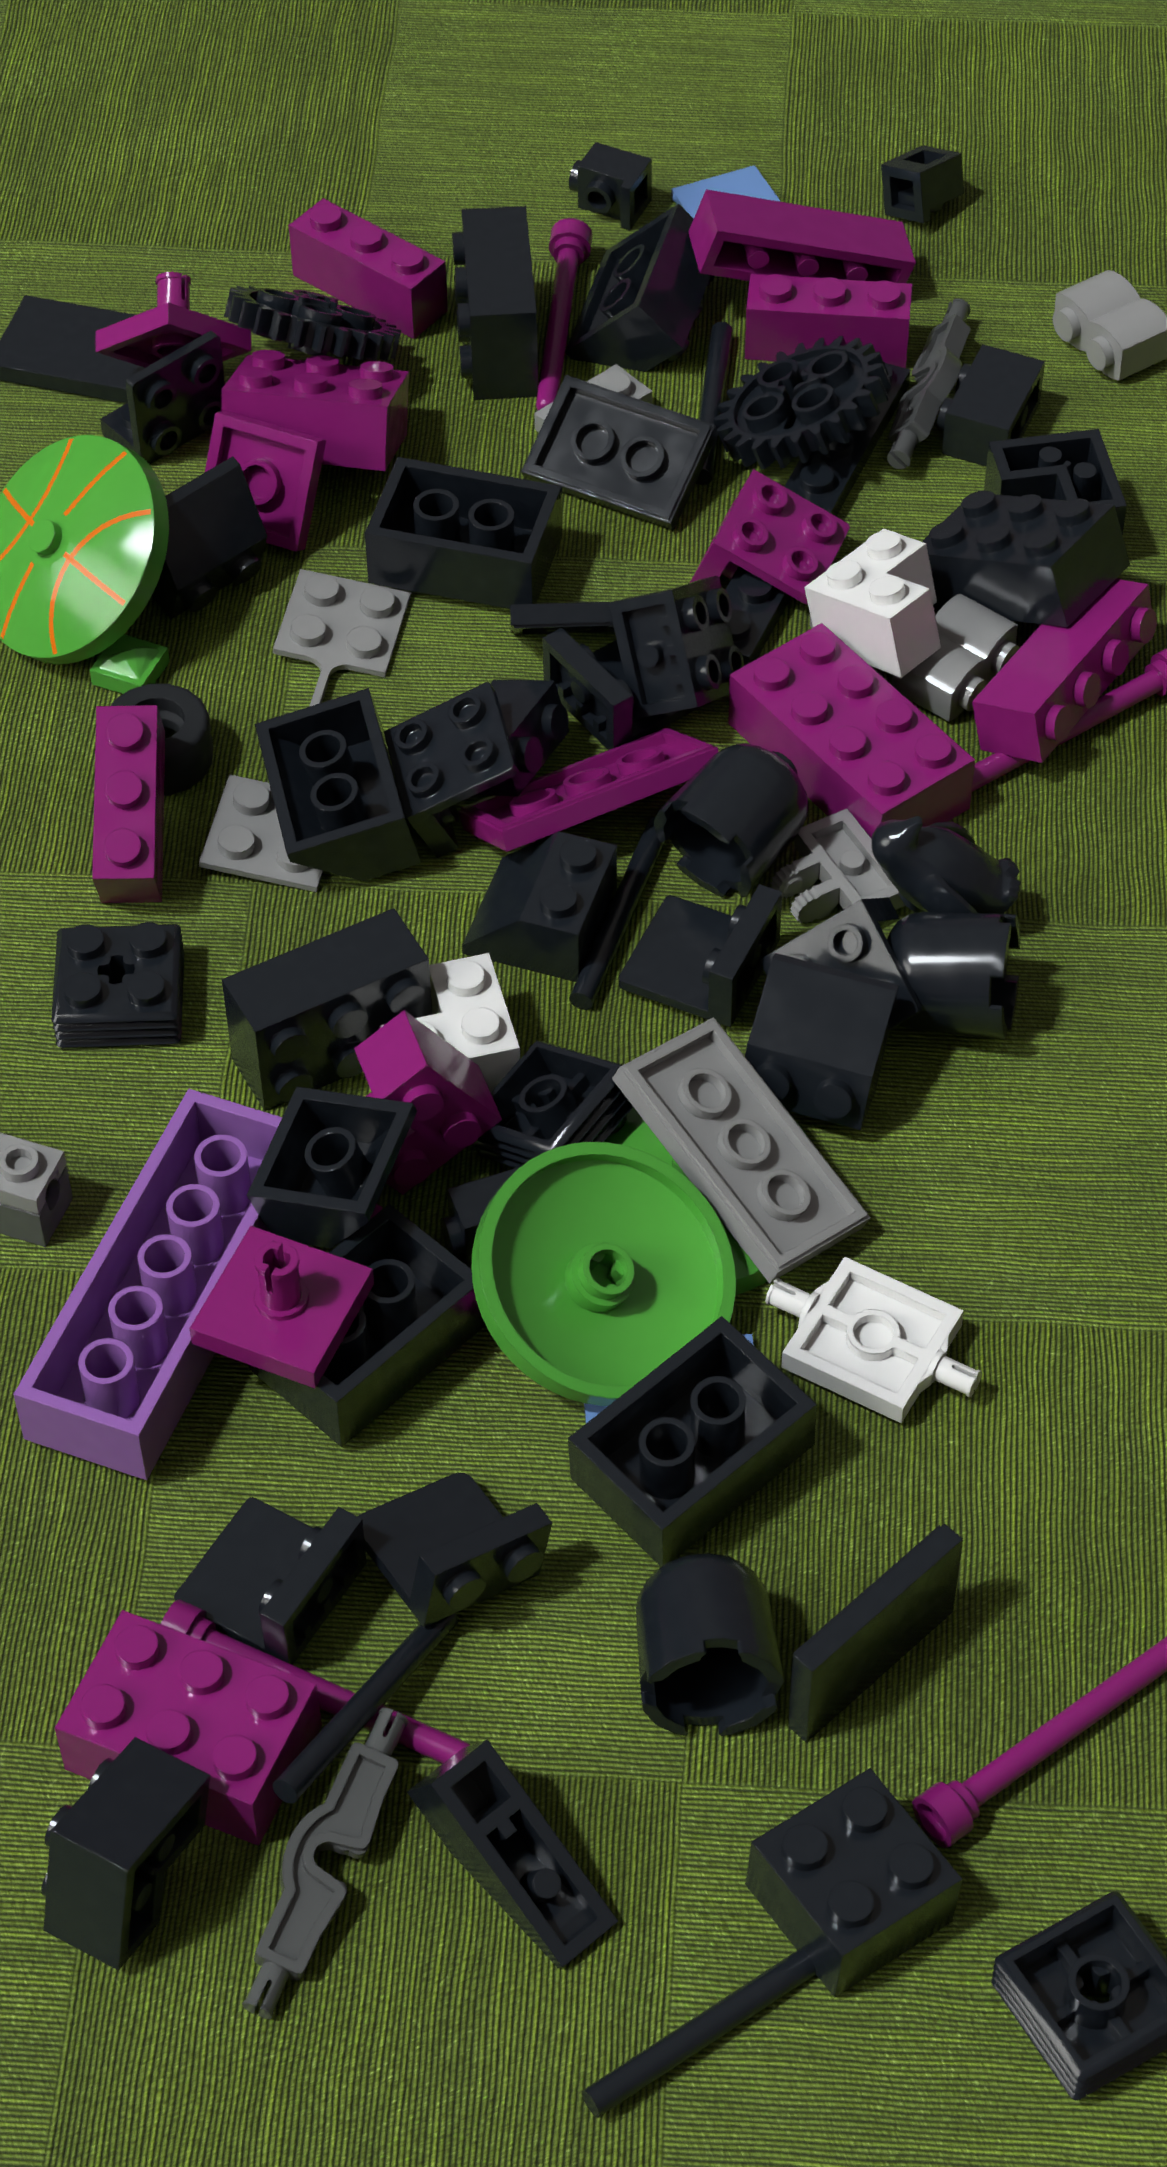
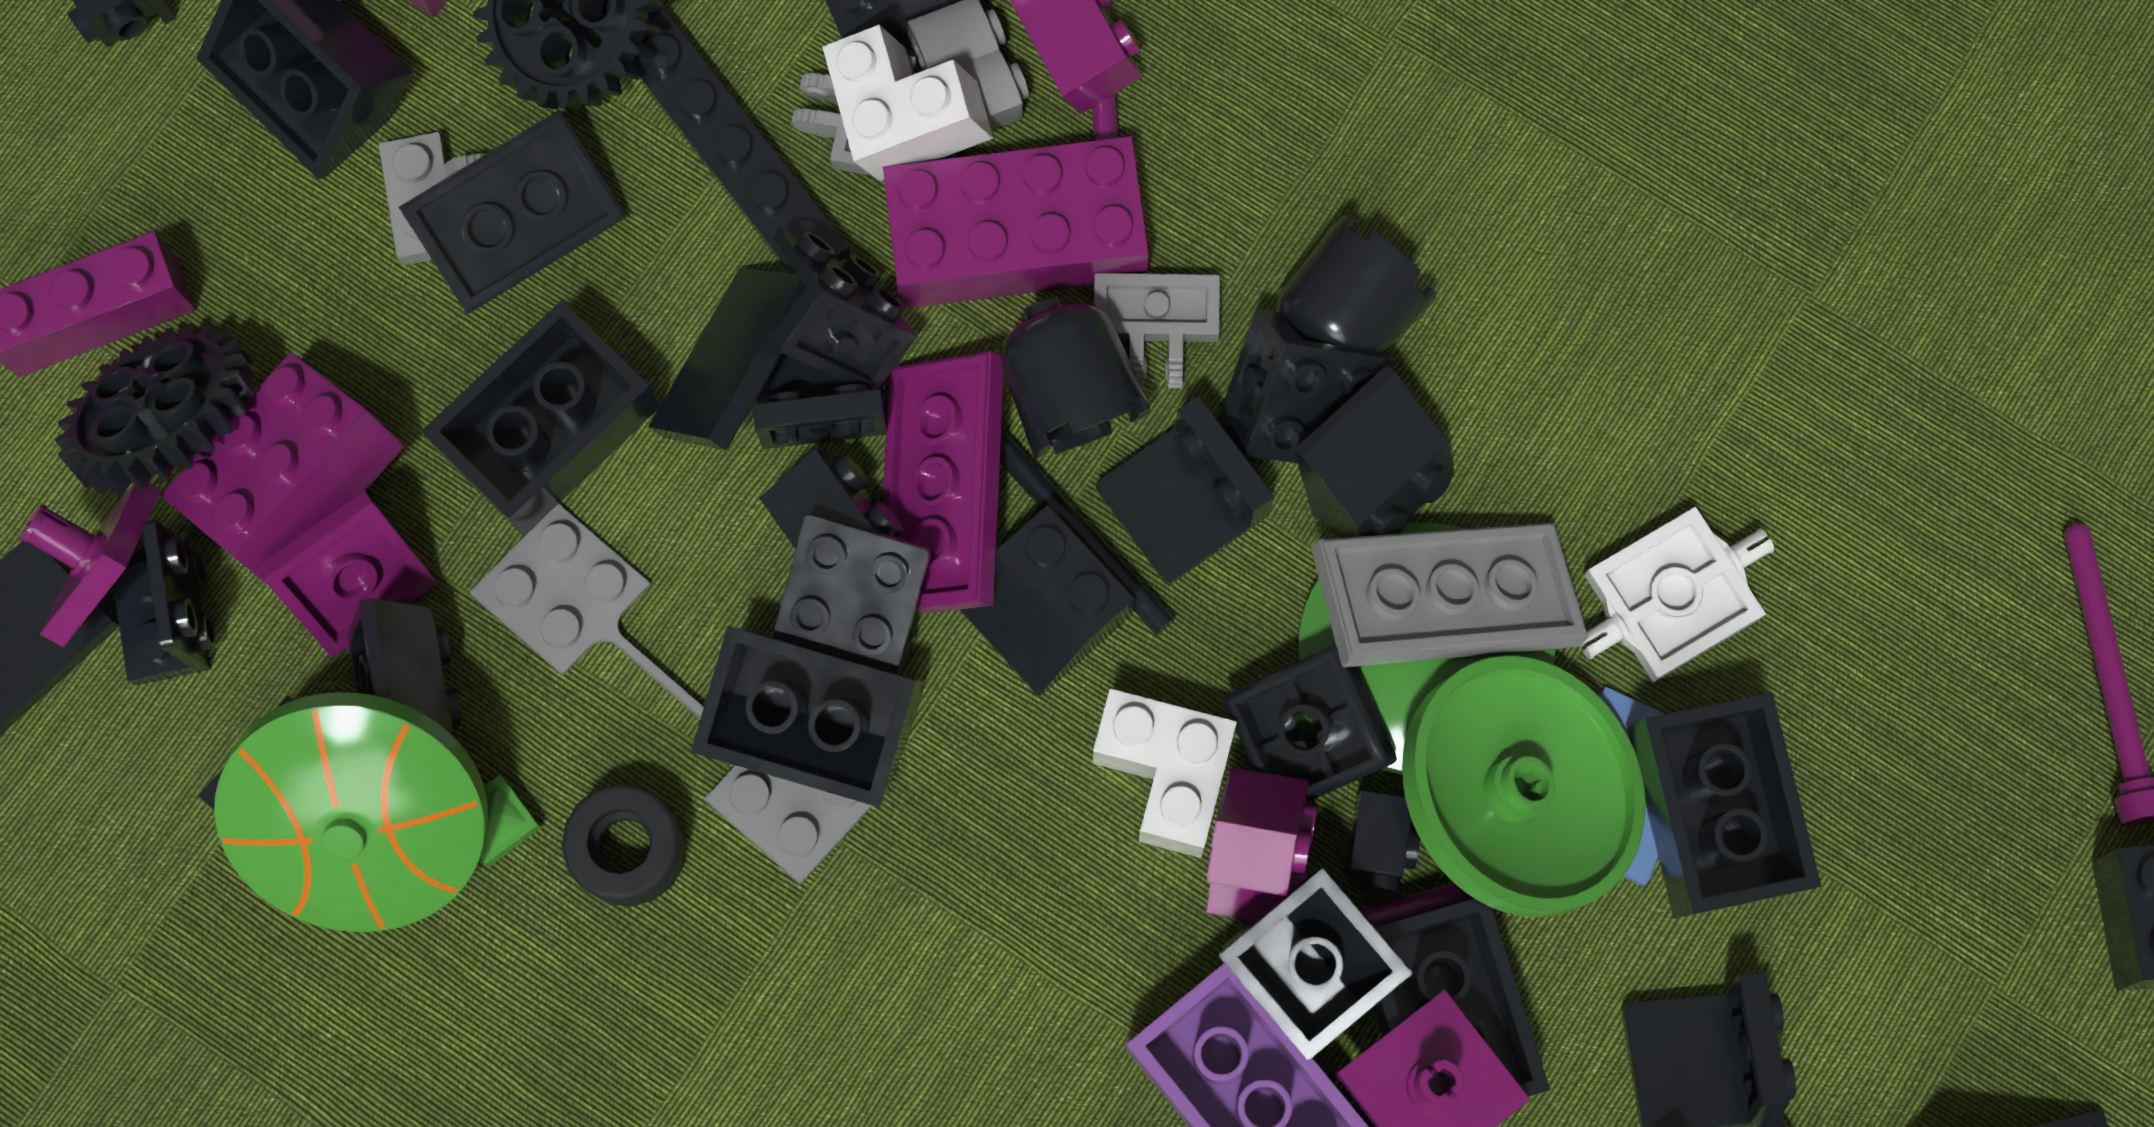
camera: 60 degrees left, 25 degrees up
(118, 985) = (926, 1076): black brick -> none
(129, 804) = (724, 922): magenta brick -> none
(310, 1007) = (1089, 862): black brick -> none
(496, 303) = (240, 211): black brick -> none
(569, 246) = (175, 90): magenta piece -> none
(707, 1646) = (1918, 904): black cylinder -> none
(714, 387) = (460, 68): black bar -> none
(774, 538) = (720, 145): magenta bracket -> none
(874, 1632) = (1987, 769): black tile -> none
(943, 868) = (1250, 238): black animal -> none

